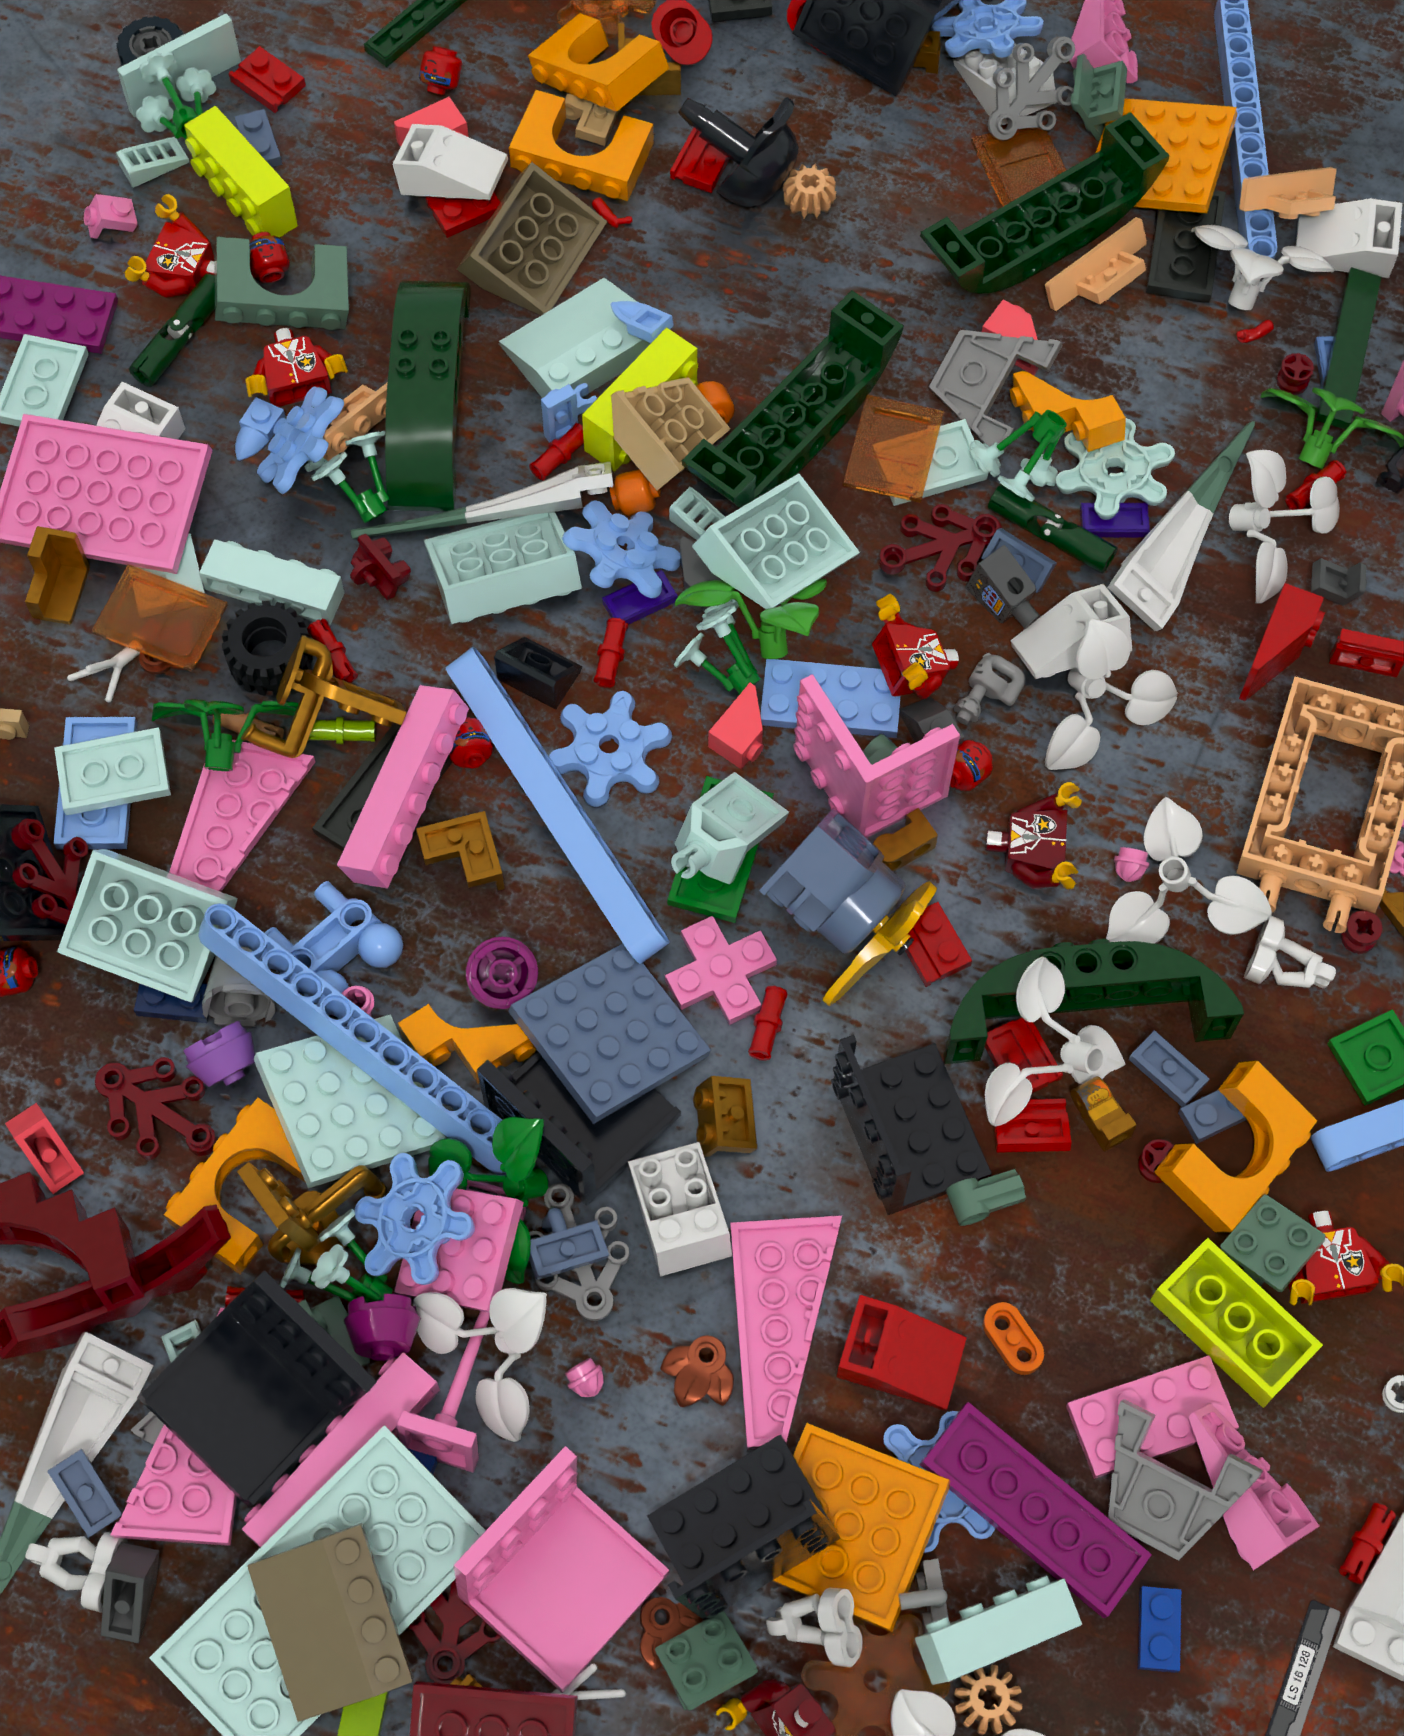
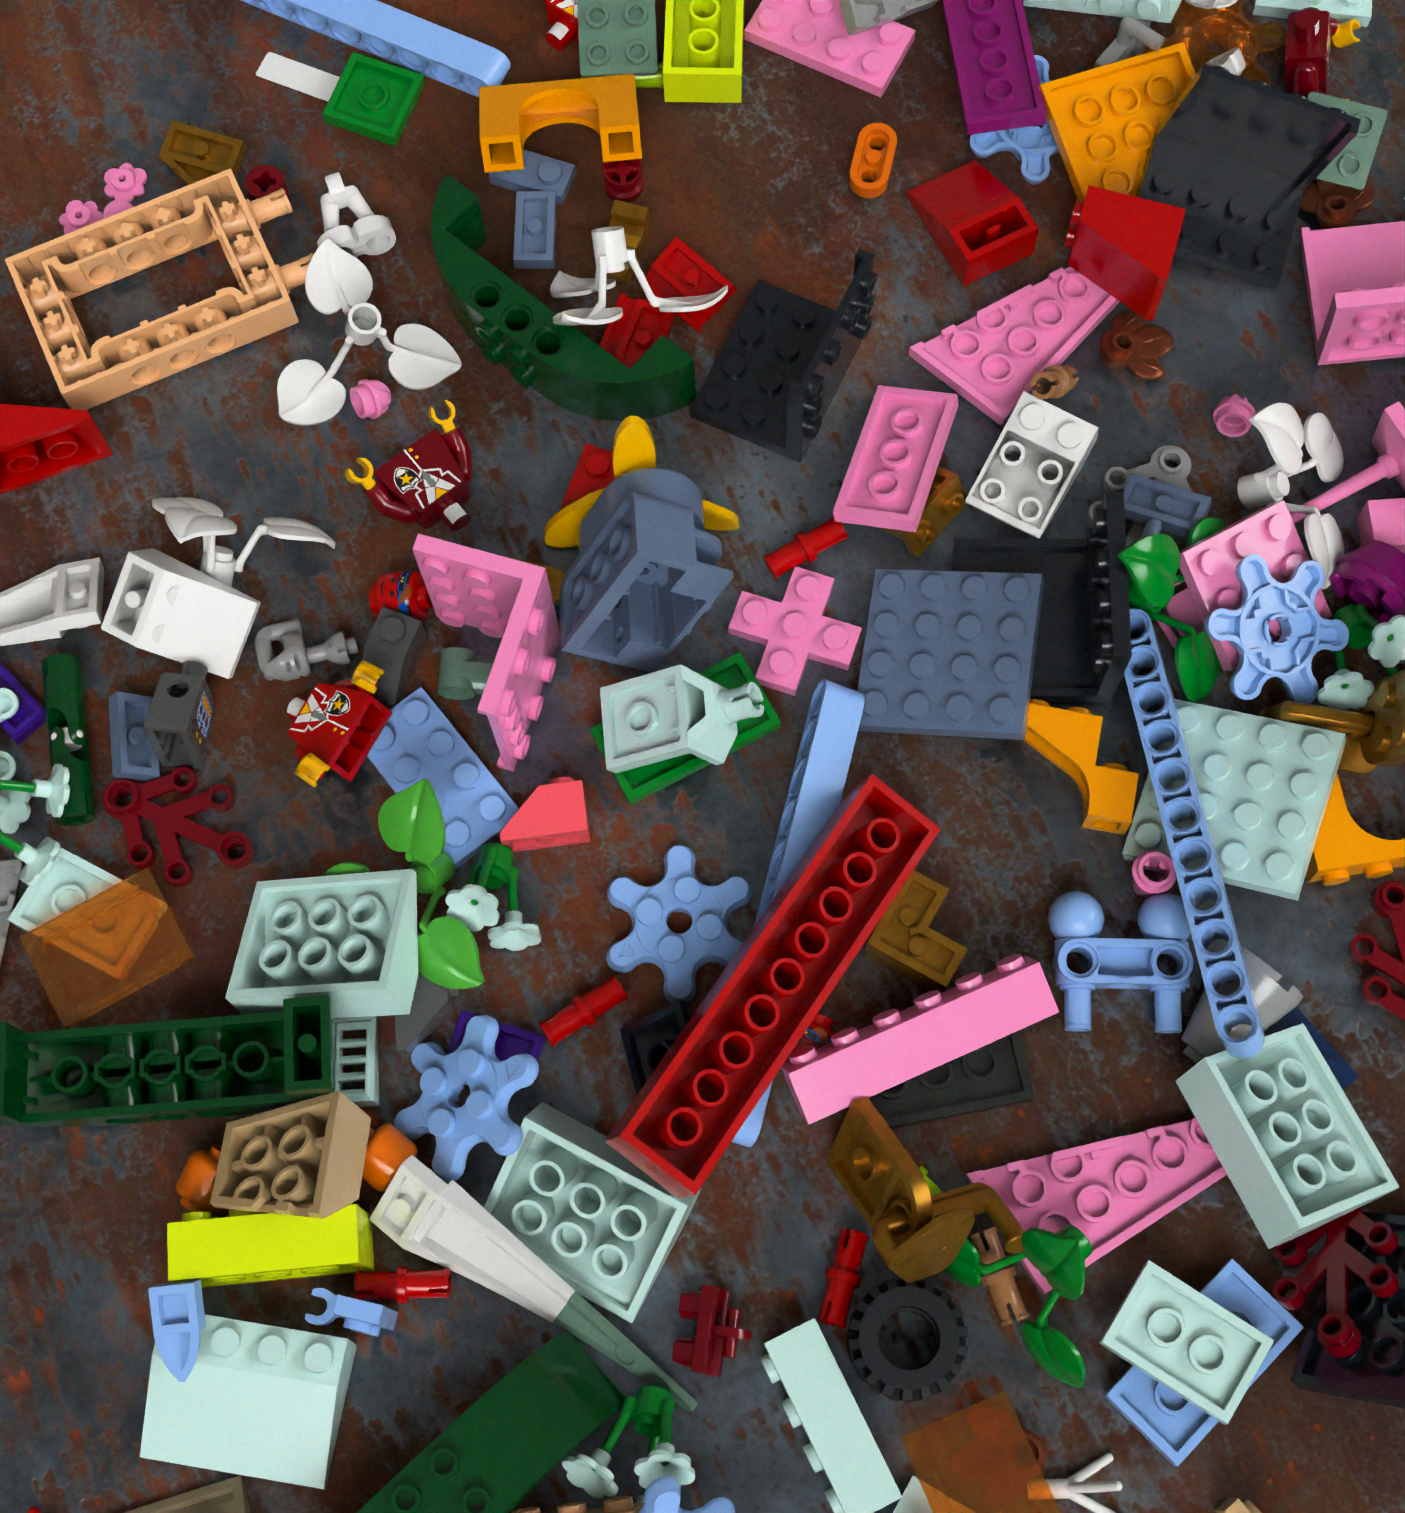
camera: 130 degrees left, 5 degrees up
(222, 1055) = (1317, 945): medium lavender cone -> none
(501, 972) = (995, 784): magenta cone -> none
(509, 733) = (772, 988): none -> red brick
(720, 1271) = (1045, 381): none -> medium nougat pin
(763, 1402) = (1125, 246): none -> red slope
(768, 1123) = (896, 458): none -> bright pink plate
(977, 1199) = (785, 269): sand green piece -> none

